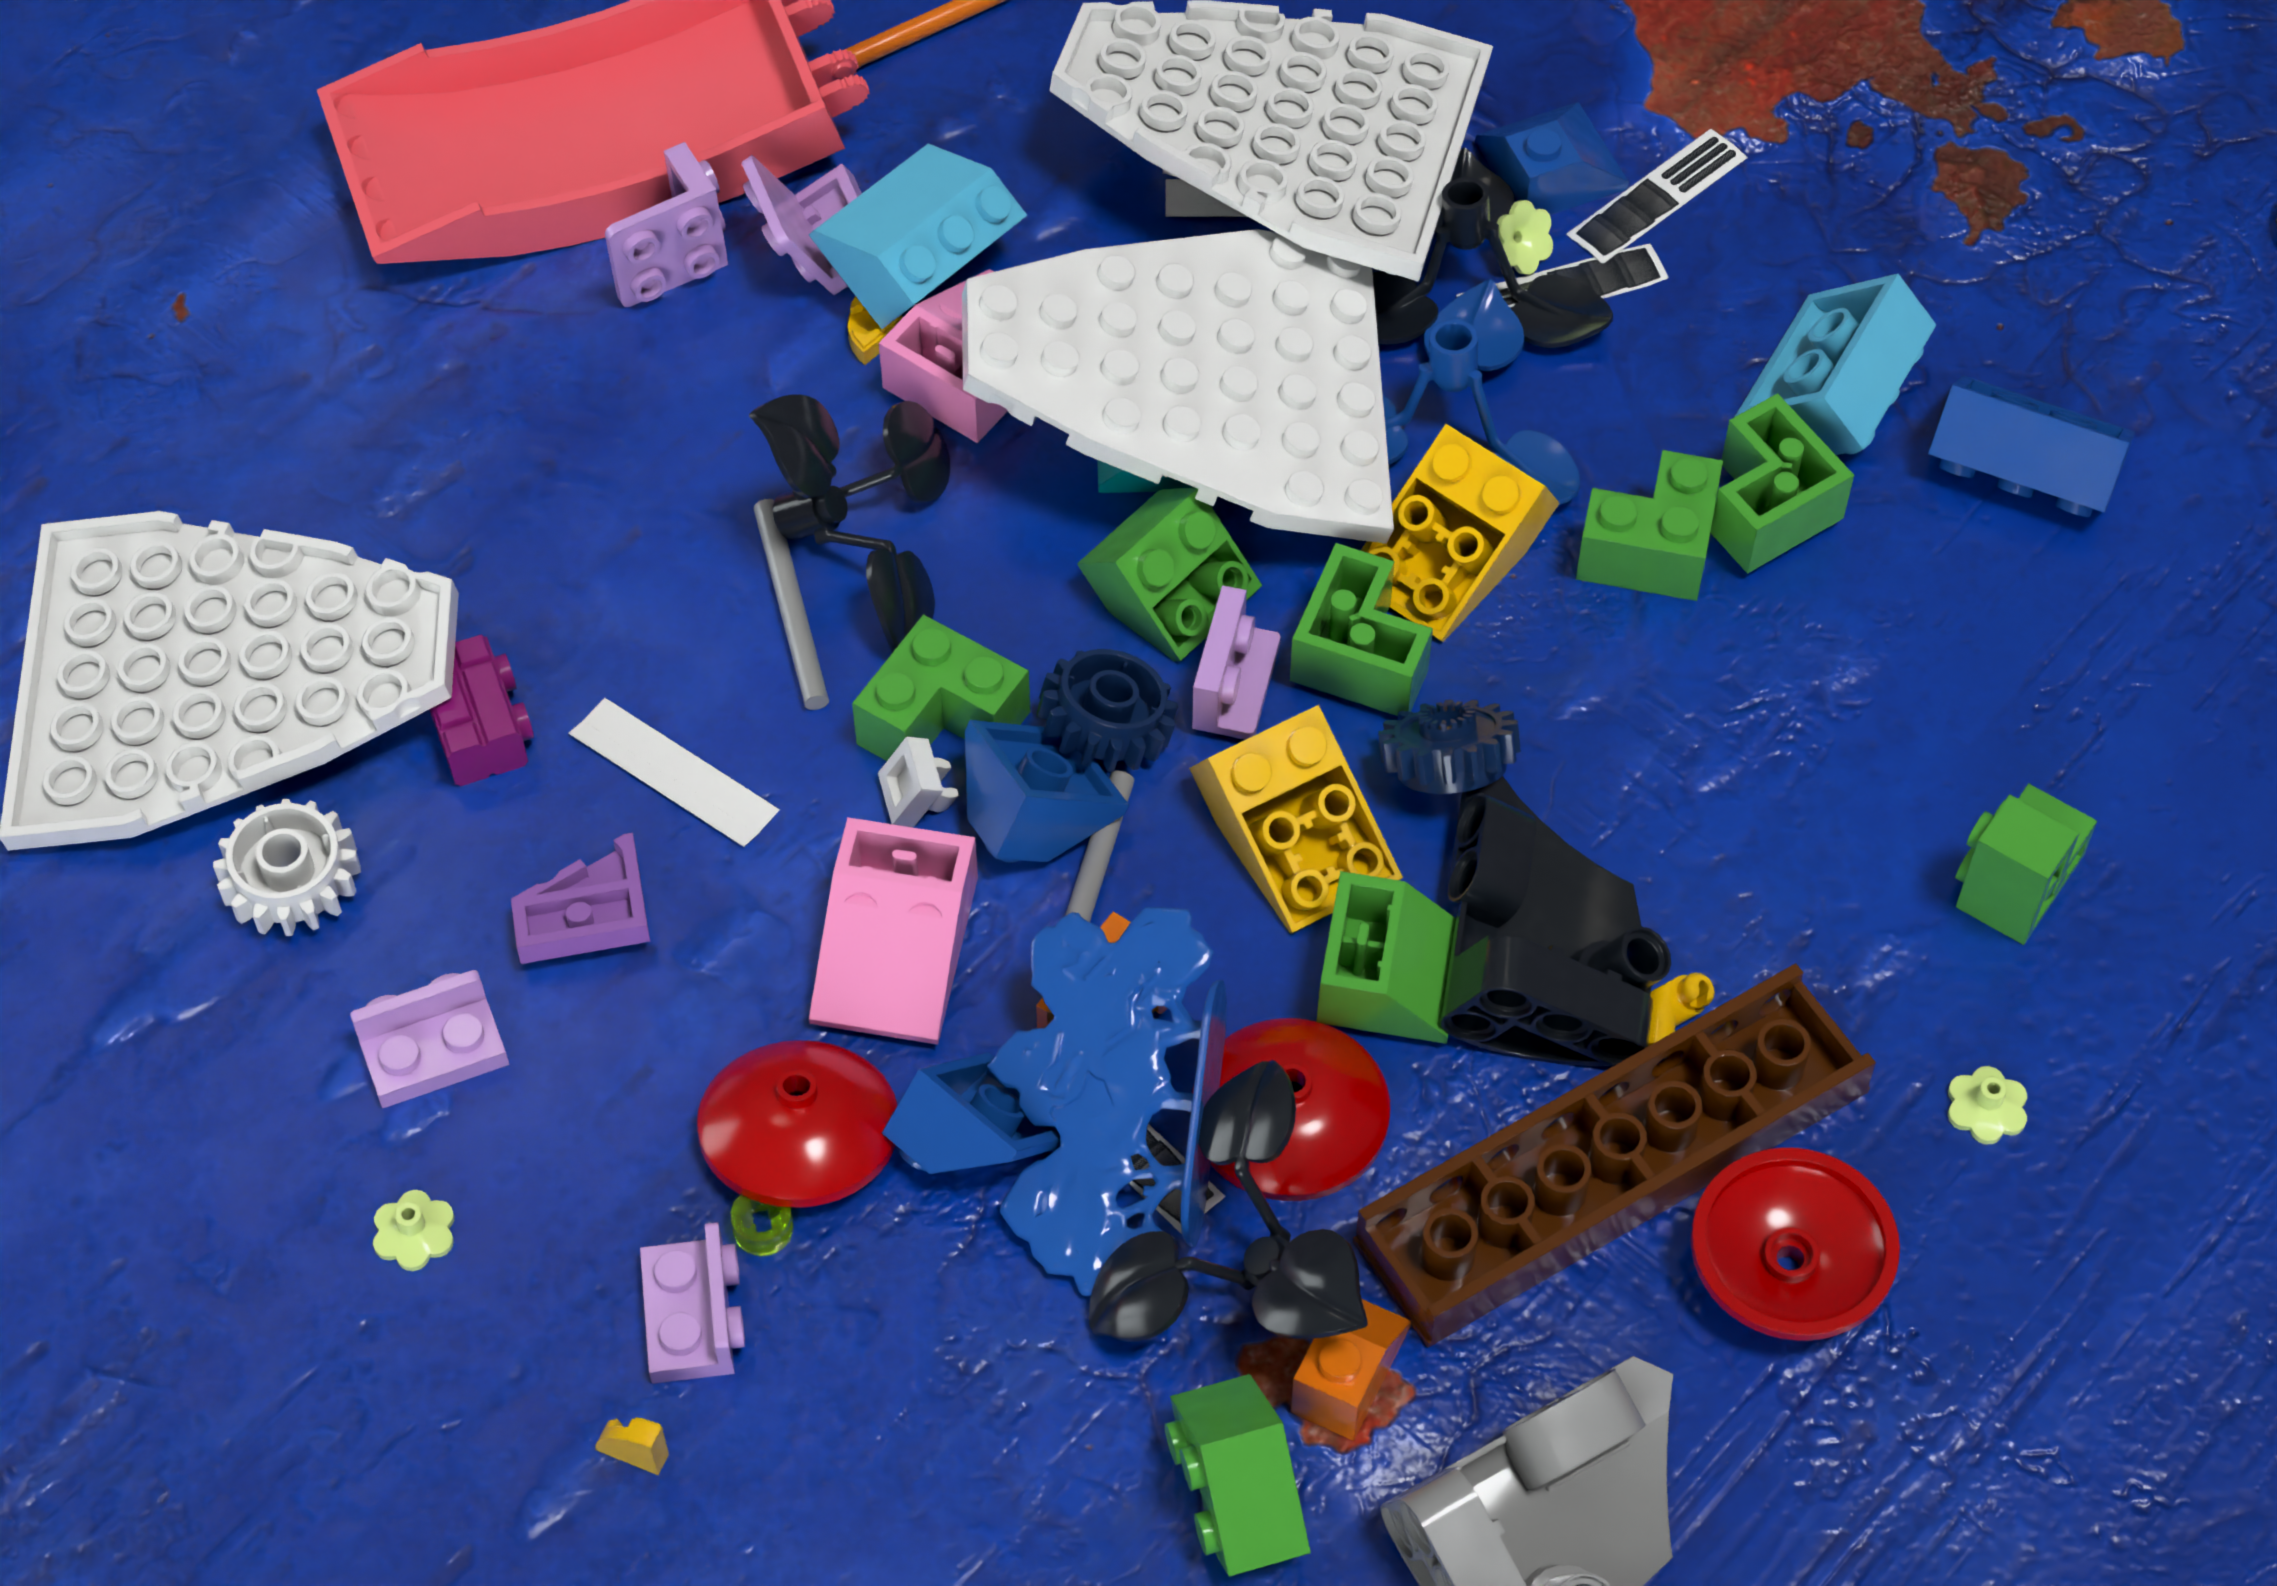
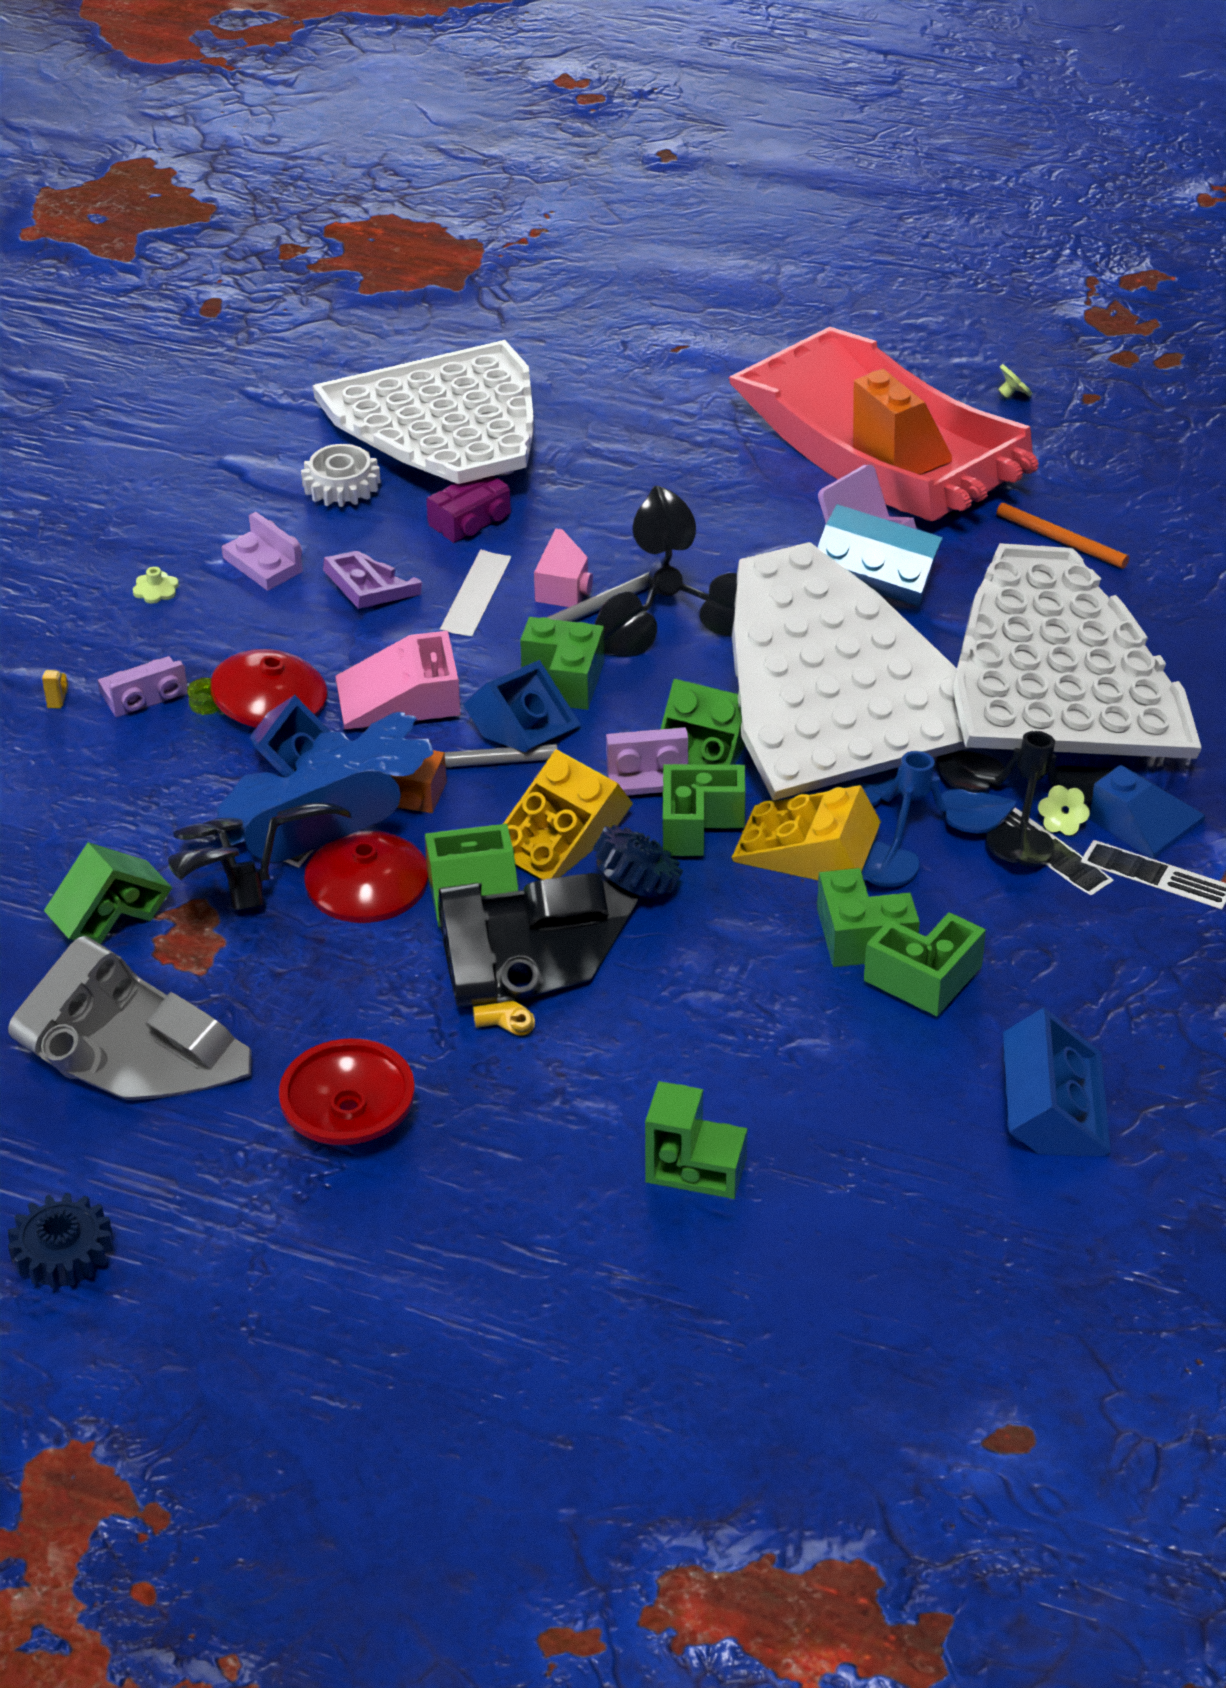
camera: 70 degrees right, 15 degrees down
(646, 100) = (895, 425): none -> orange slope
(672, 239) = (808, 467): lavender bracket -> none
(712, 634) = (562, 573): none -> bright pink slope
(913, 782) = (503, 664): white tile -> none
(1107, 708) = (585, 718): dark blue gear -> none
(1347, 1371) = (200, 929): orange slope -> none
(1609, 1156) = (362, 1002): reddish brown tile -> none
(1846, 359) = (1054, 982): medium azure slope -> none
(1987, 1105) = (510, 1186): yellowish green plant -> none

